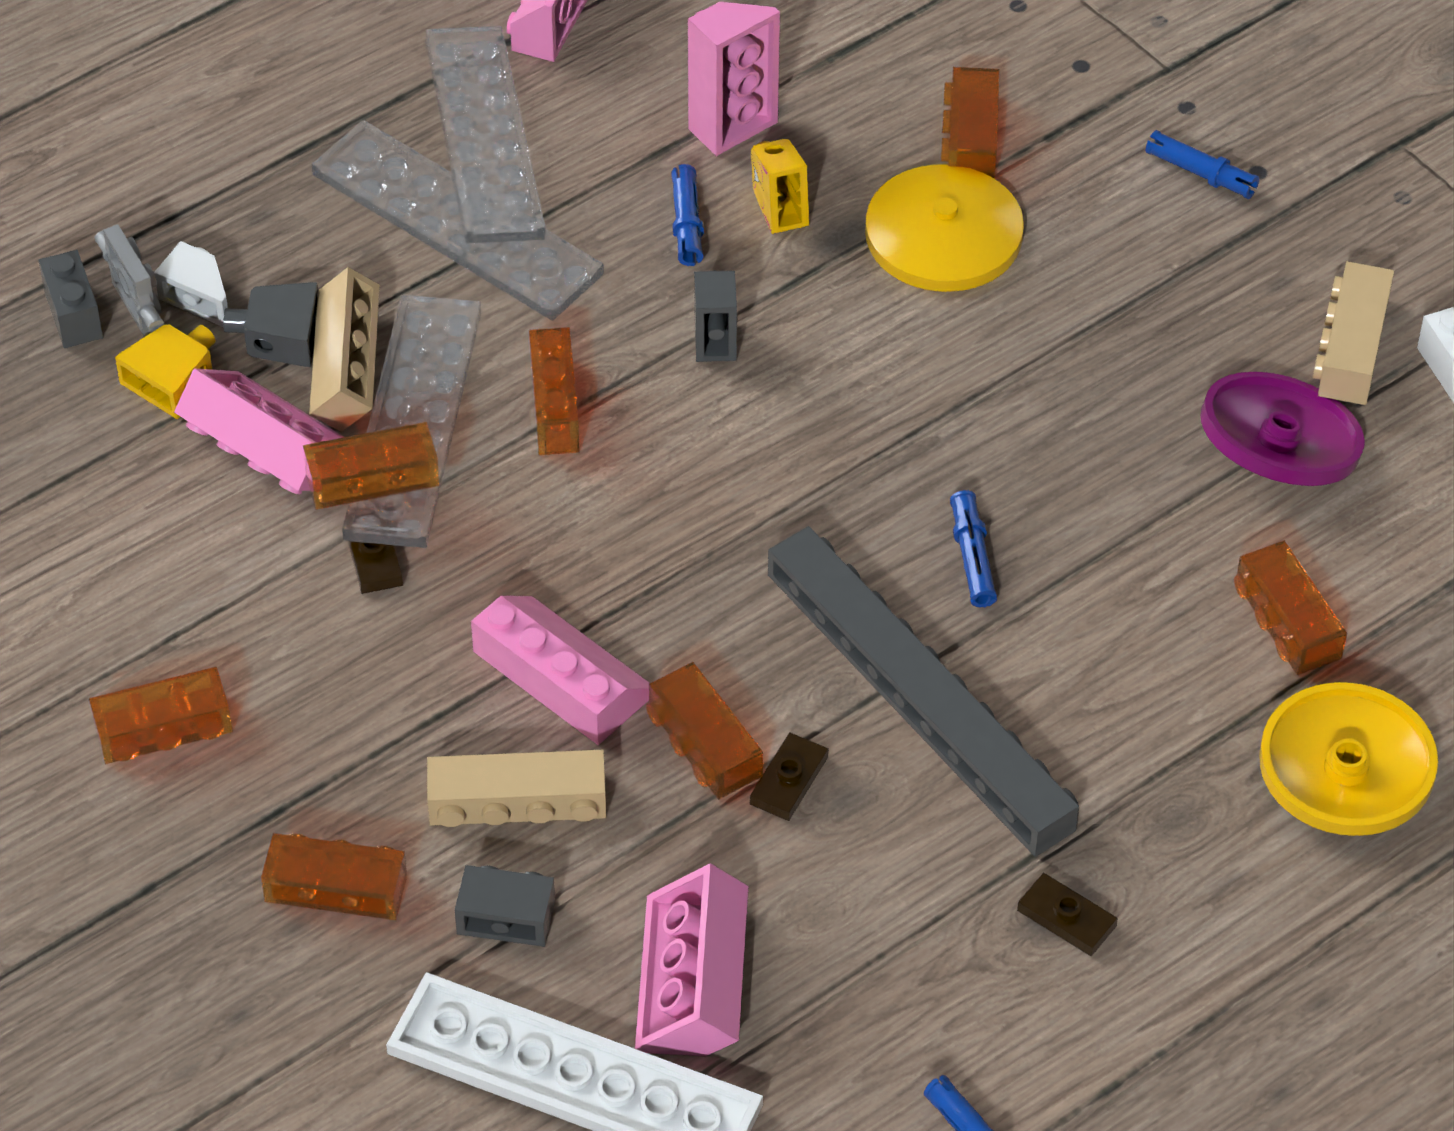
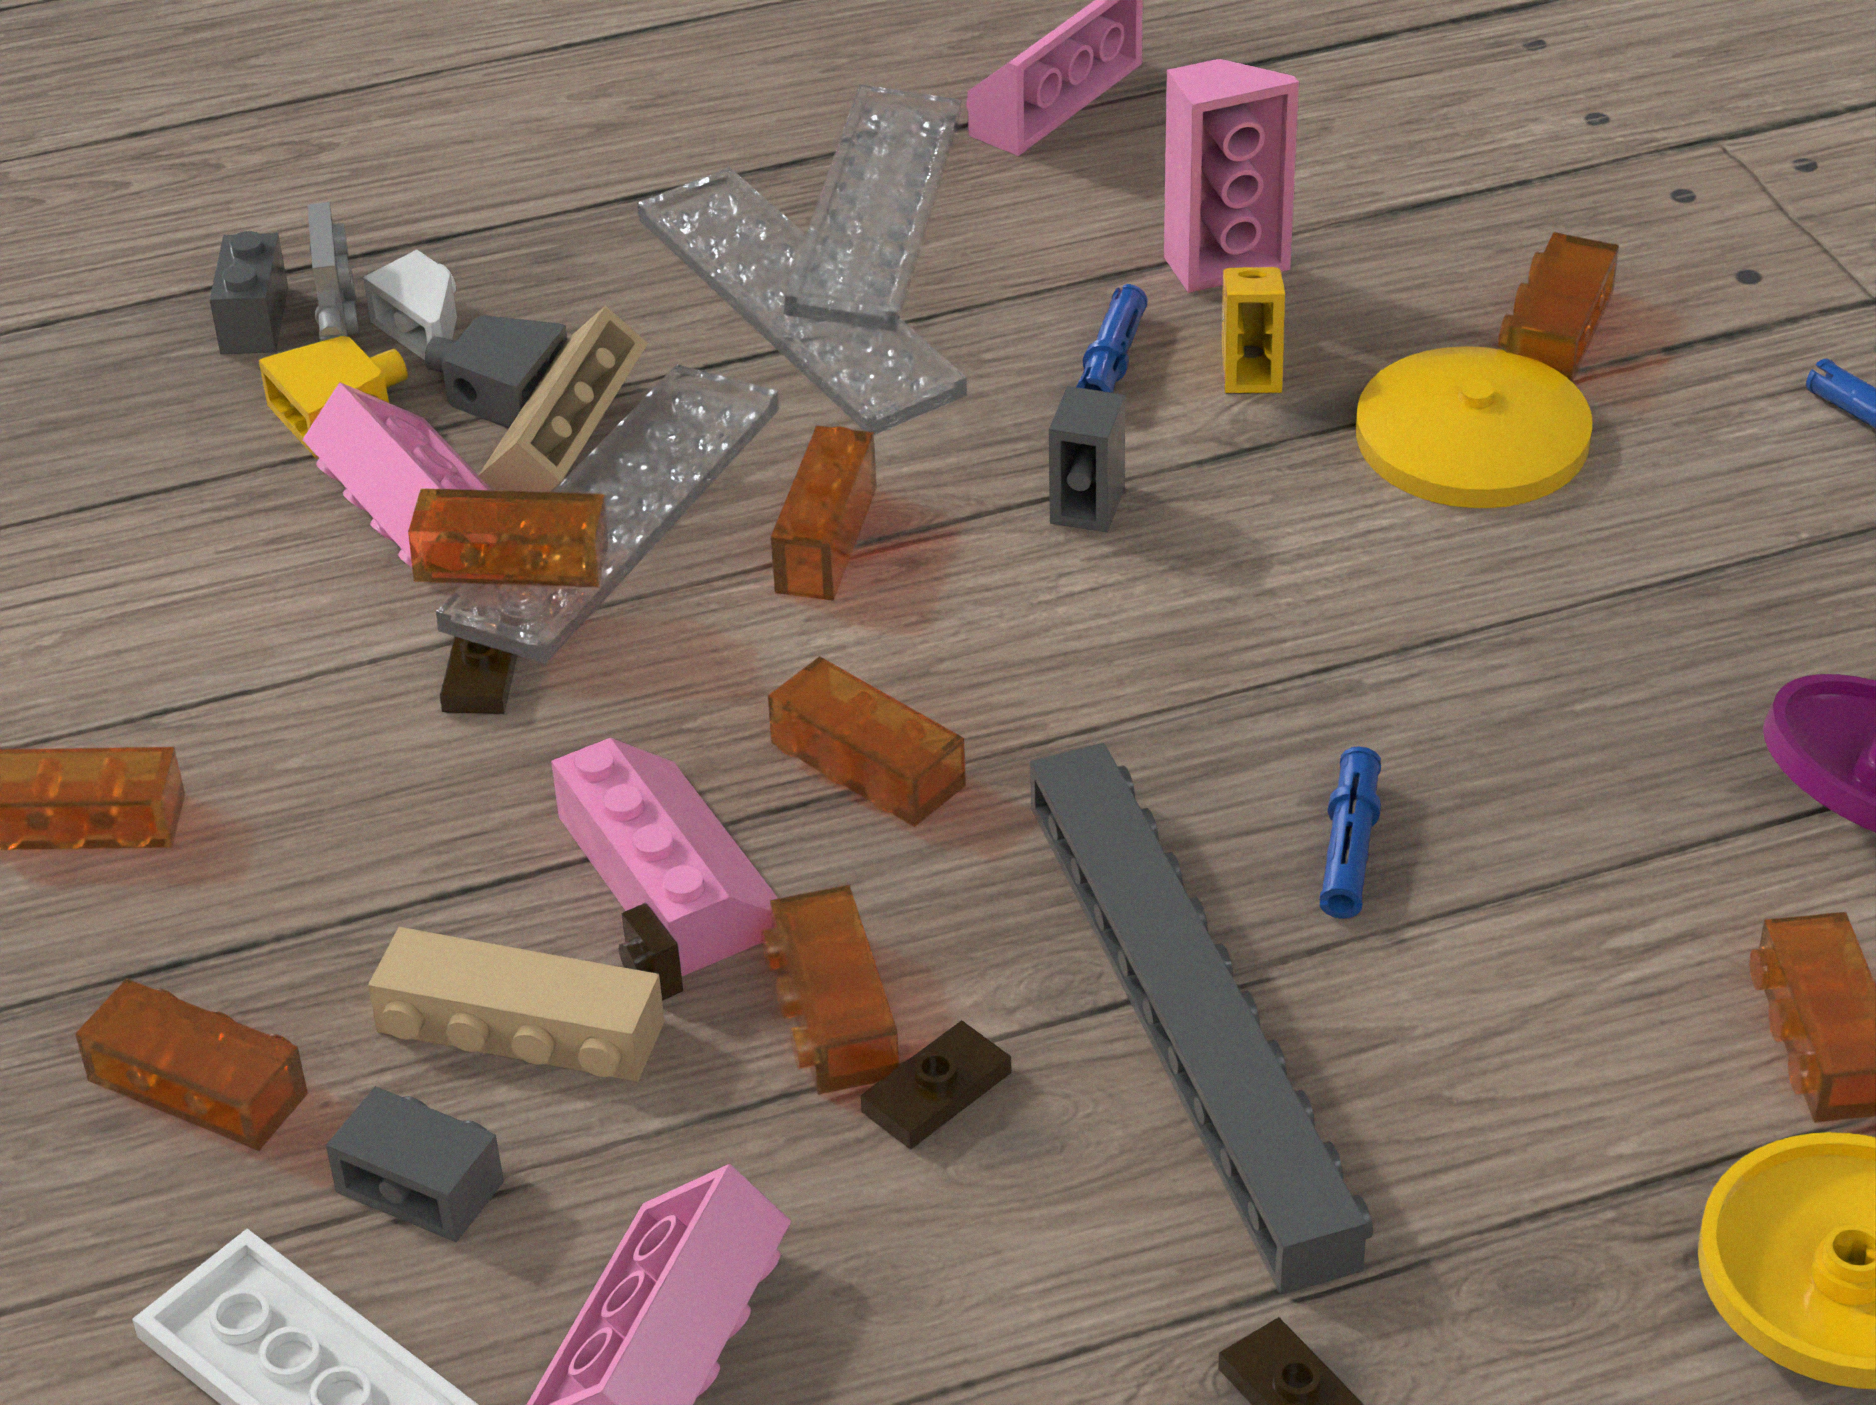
camera: 20 degrees right, 10 degrees down
(582, 731) = (651, 949): none -> dark brown plate
(652, 555) = (867, 741): none -> clear orange brick

